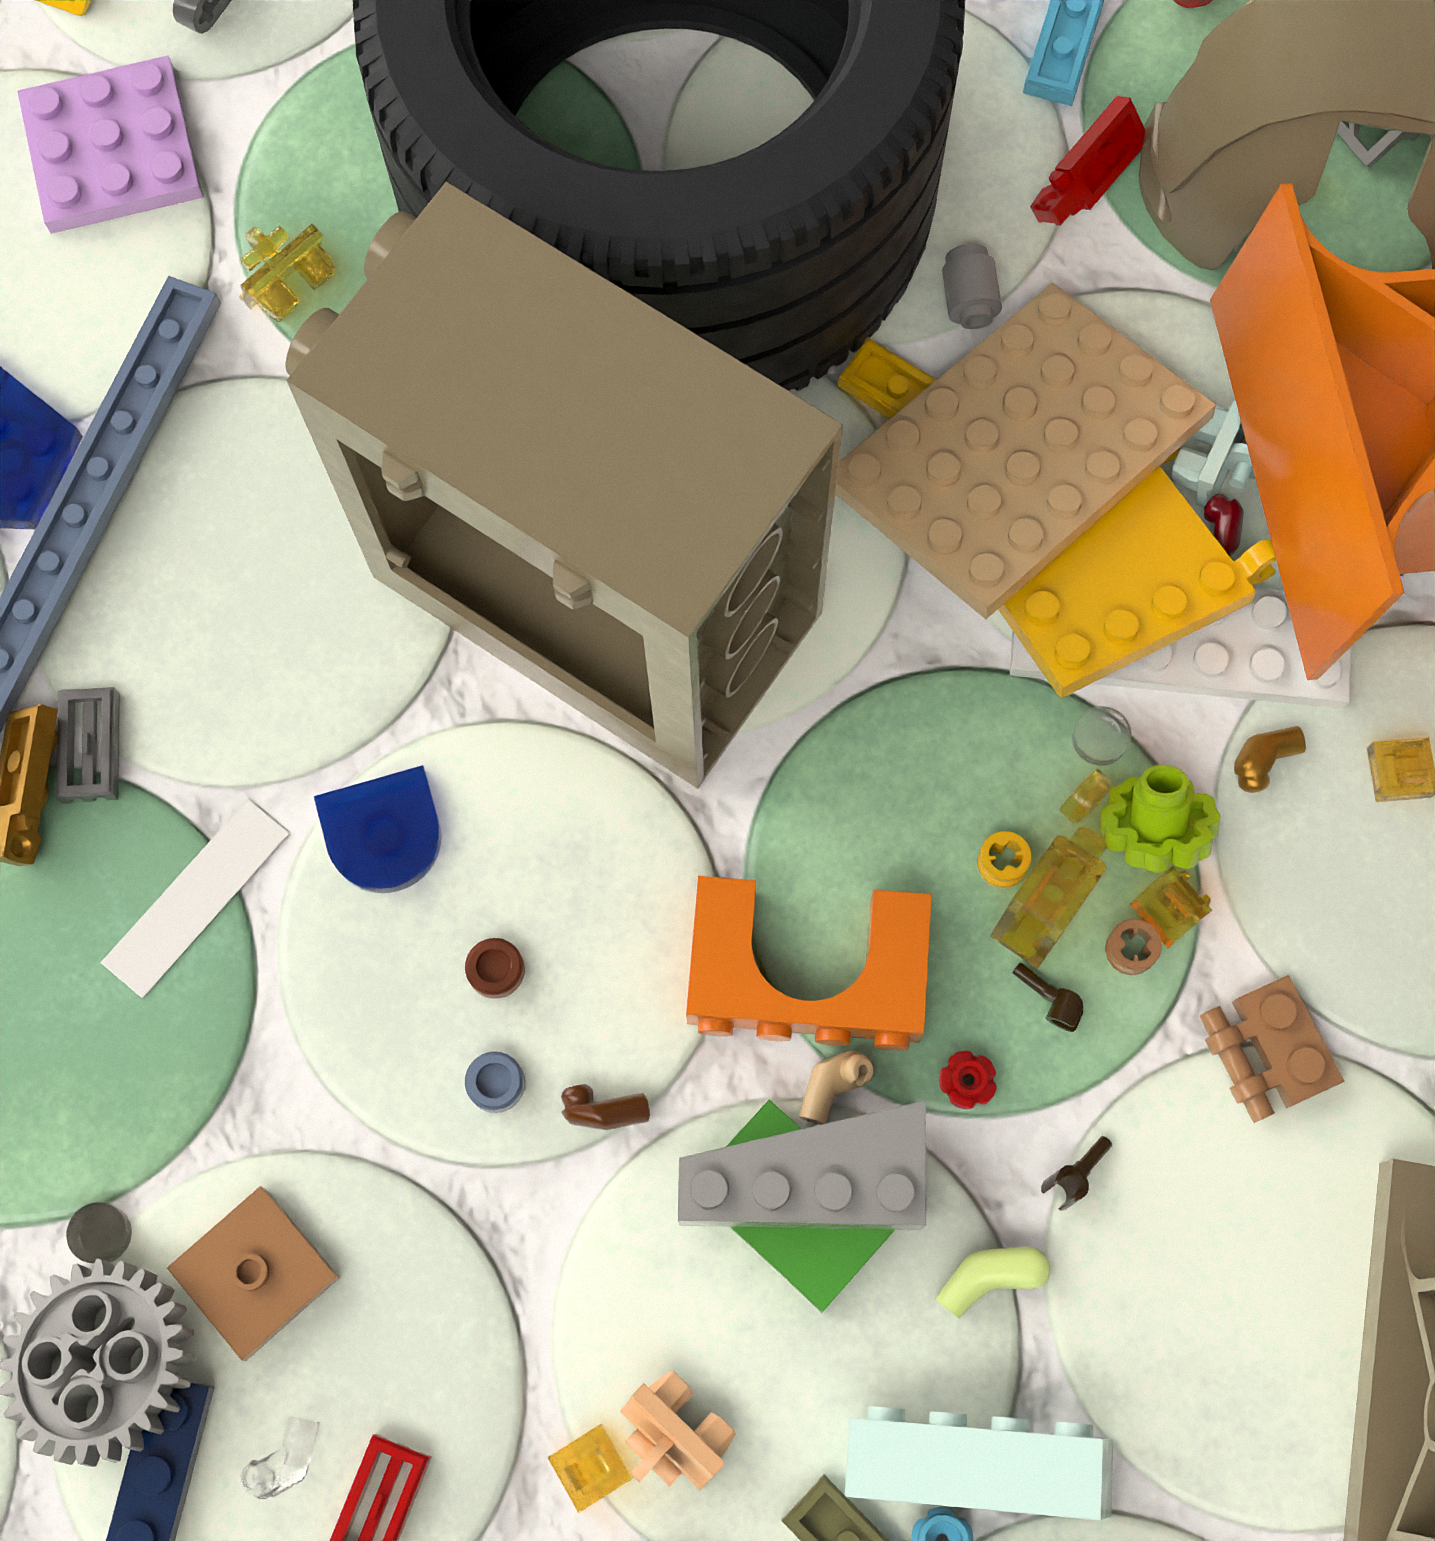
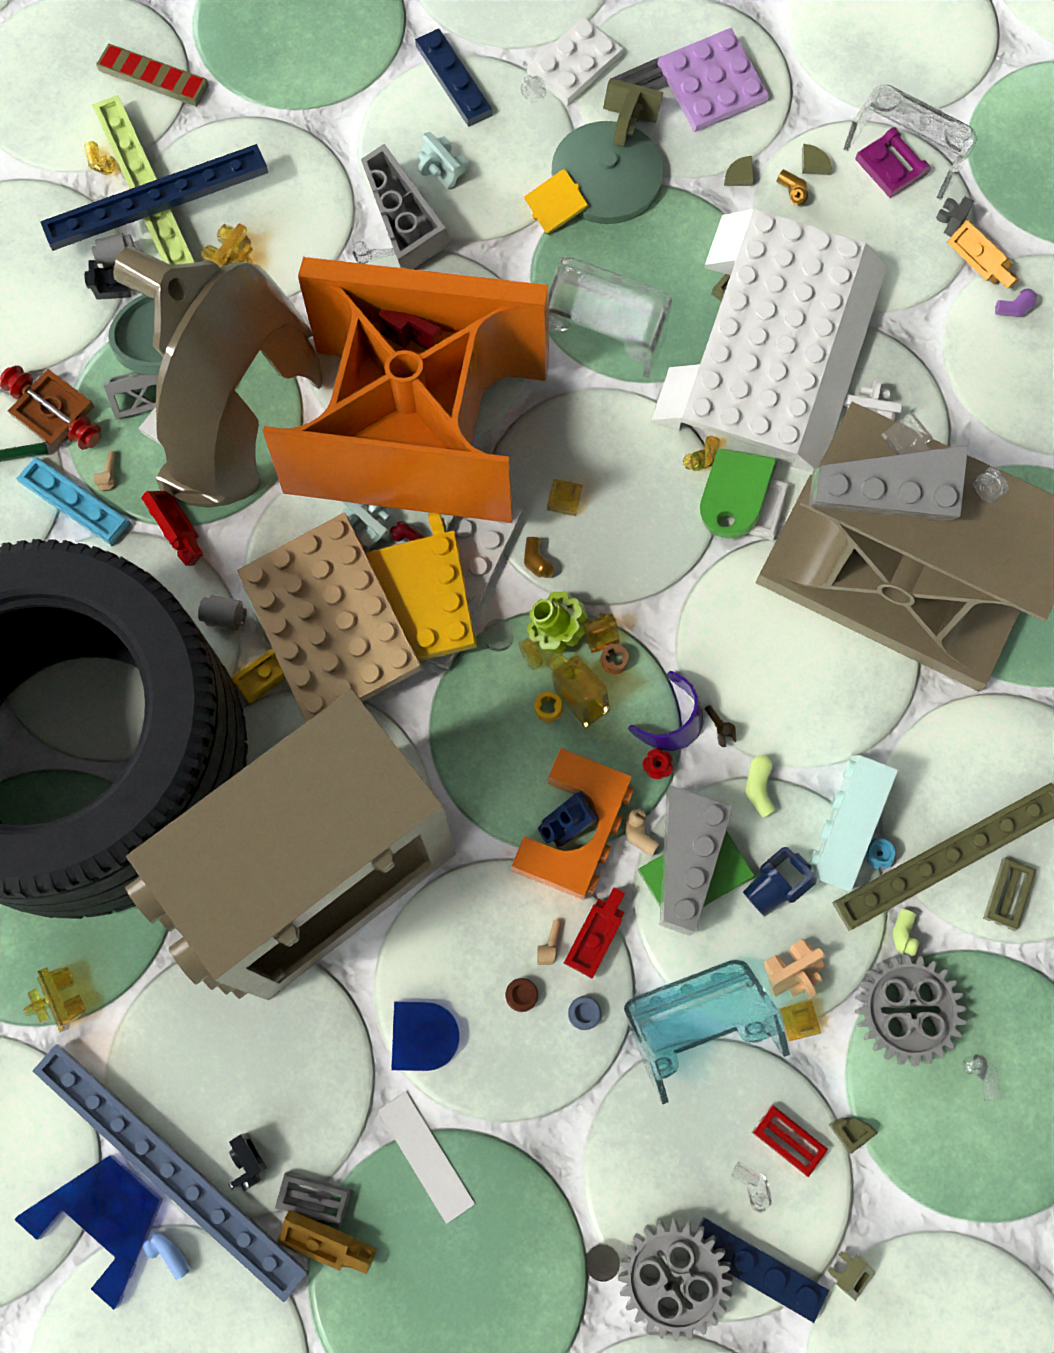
camera: 75 degrees left, 0 degrees up
(121, 624) = (247, 1156): none -> black bracket
(253, 1273) = (649, 1177): medium nougat plate -> none
(546, 1270) = (699, 1011): none -> clear light blue windscreen
(573, 988) = (547, 954): none -> tan hand
(603, 1114) = (621, 958): reddish brown arm -> none
(631, 1060) = (596, 935): none -> red hinge
(808, 1348) = (771, 890): none -> dark blue piece
(809, 948) = (567, 820): none -> dark blue hips
(1047, 1116) = (686, 734): none -> dark purple piece
(1066, 1005) = (635, 702): dark brown hand -> none
(1131, 42) = (105, 479): none -> tan hand
(1285, 1041) = (685, 603): medium nougat plate -> none

